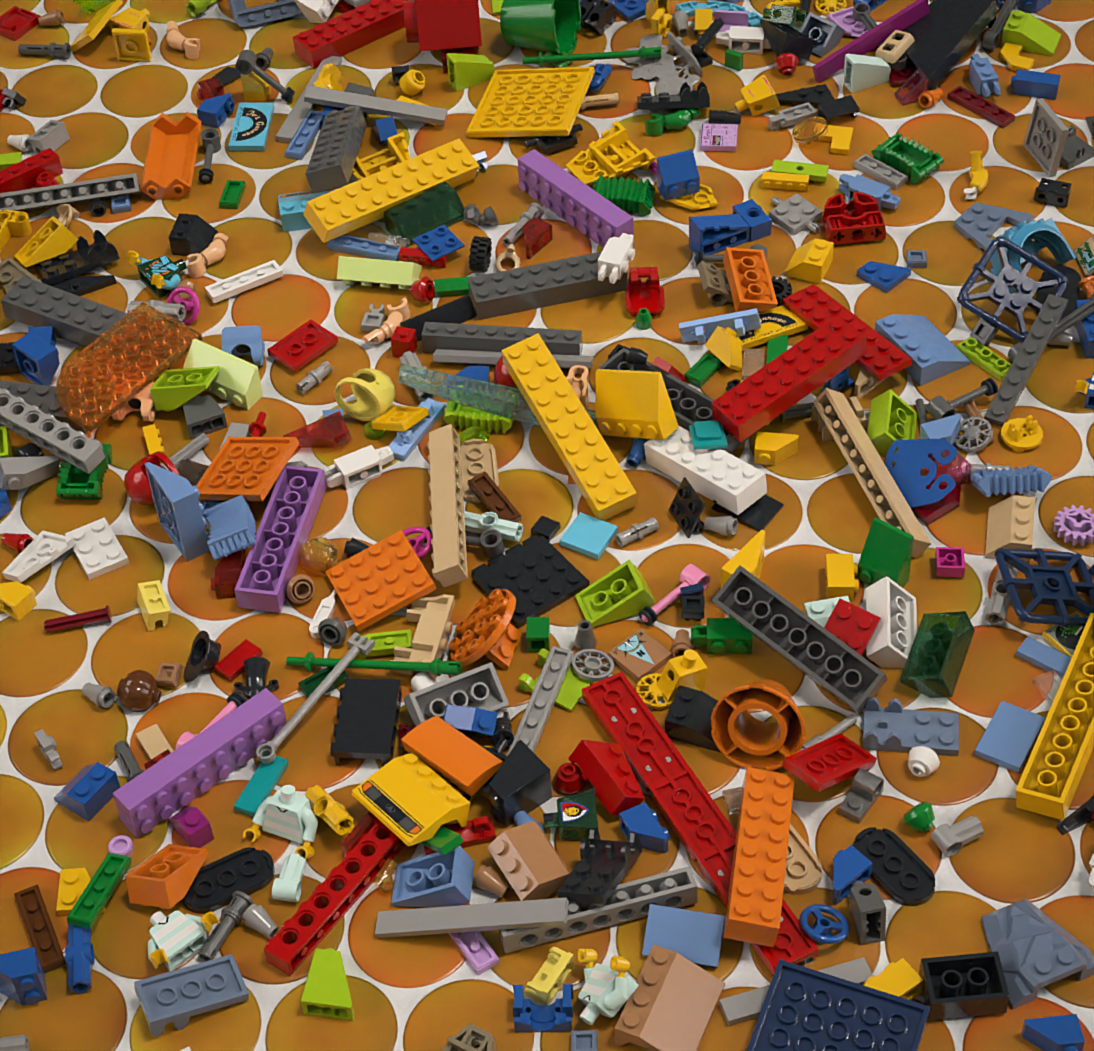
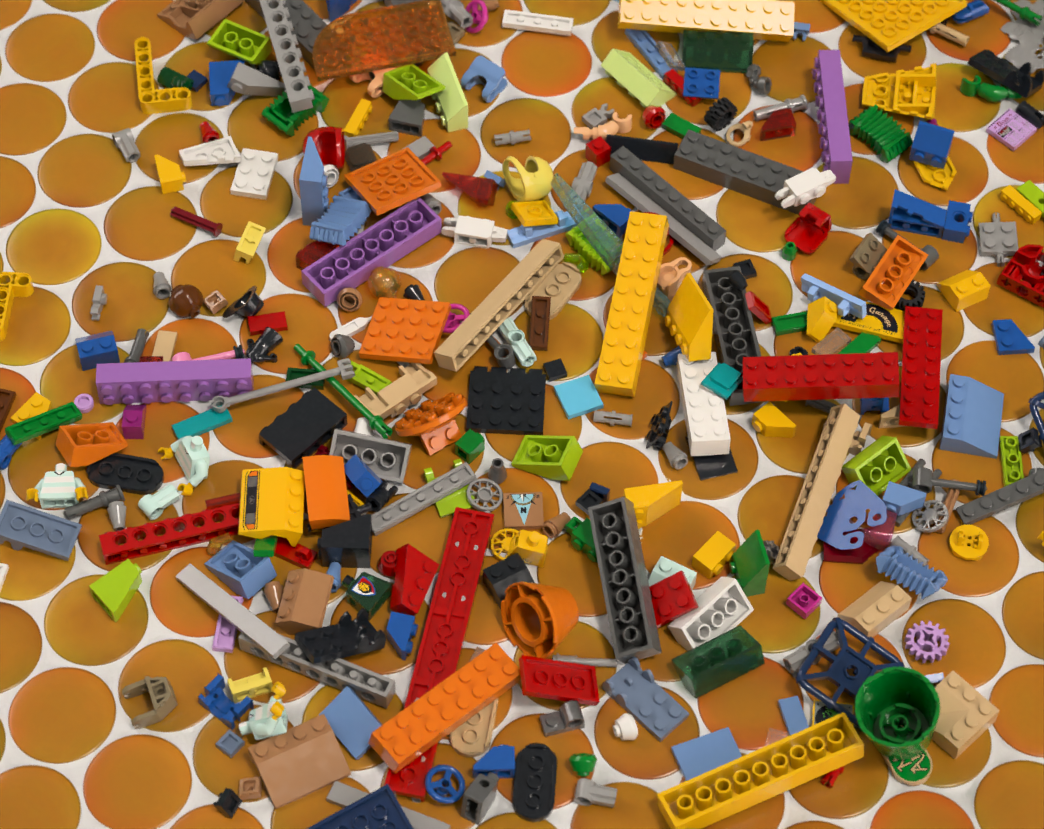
camera: 35 degrees right, 10 degrees up
(302, 345) = (528, 105): red plate -> none
(329, 810) = (220, 472): yellow piece -> none
(689, 576) = (612, 479): bright pink piece -> none

